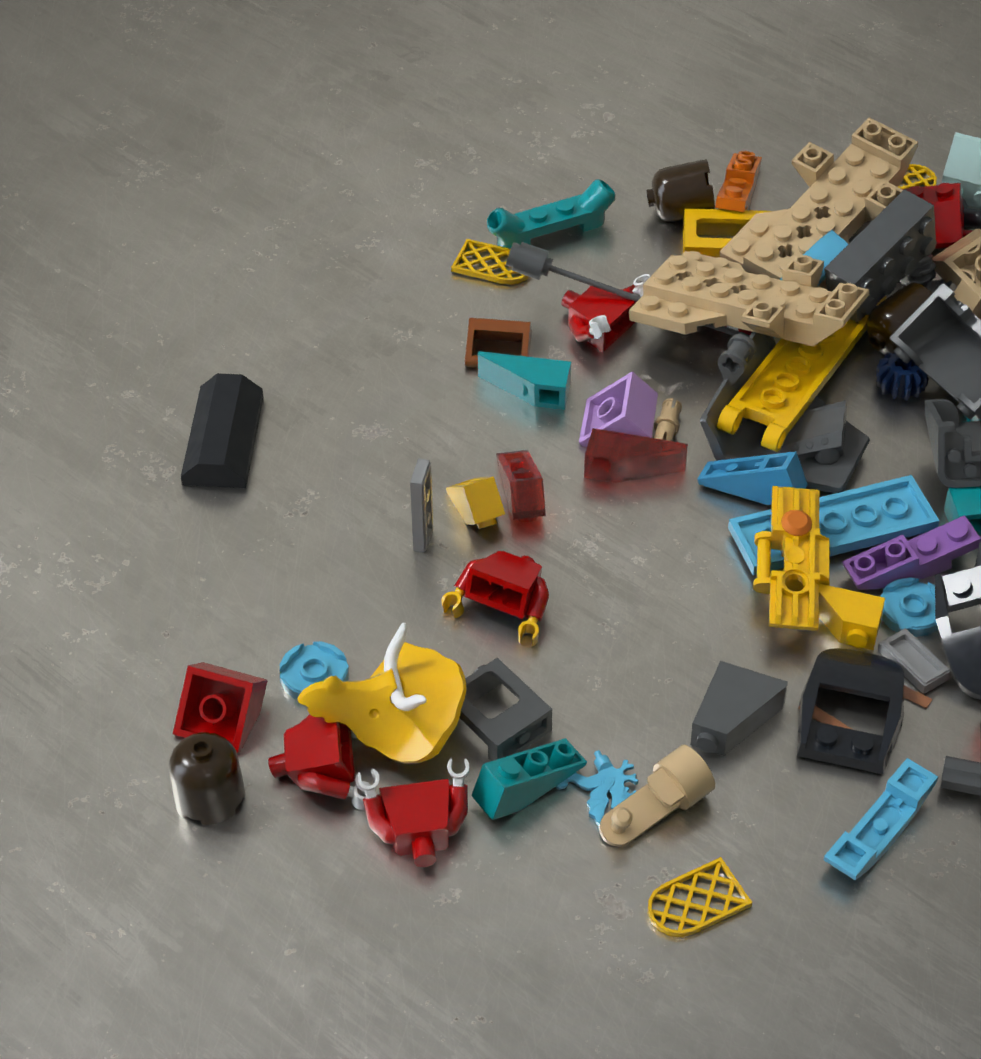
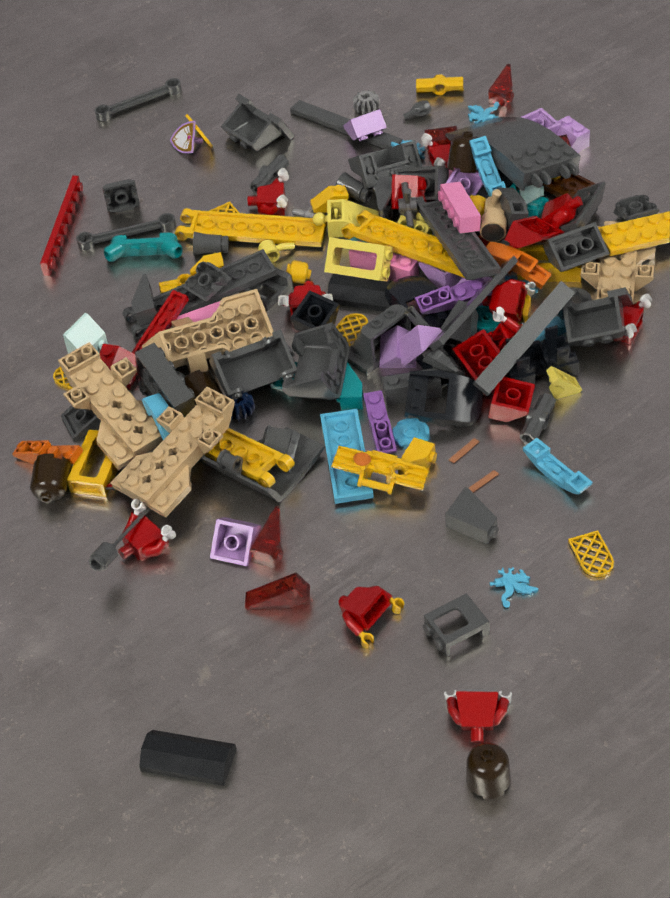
camera: 75 degrees left, 0 degrees up
(219, 703) = (427, 764): red slope -> none
(311, 665) = (404, 717): medium azure tile -> none
(402, 708) = (452, 660): yellow animal -> none
(417, 815) = (527, 665): red torso -> none
(421, 505) = (302, 635): light grey tile -> none
(477, 501) = (286, 618): yellow slope -> none
(496, 330) = (153, 580): dark orange tile -> none
(499, 278) = (61, 583): yellow window -> none
(522, 778) = (507, 615): teal slope -> none
(531, 379) = (192, 578): teal slope -> none
(582, 210) = (42, 551): teal plate -> none
(667, 423) = (247, 517): tan pin -> none
(675, 783) = (522, 547): tan piece -> none
(754, 475) = (304, 482): dark azure slope -> none
(859, 675) = (459, 459): black slope -> none
(917, 661) = (450, 438): light grey tile -> none

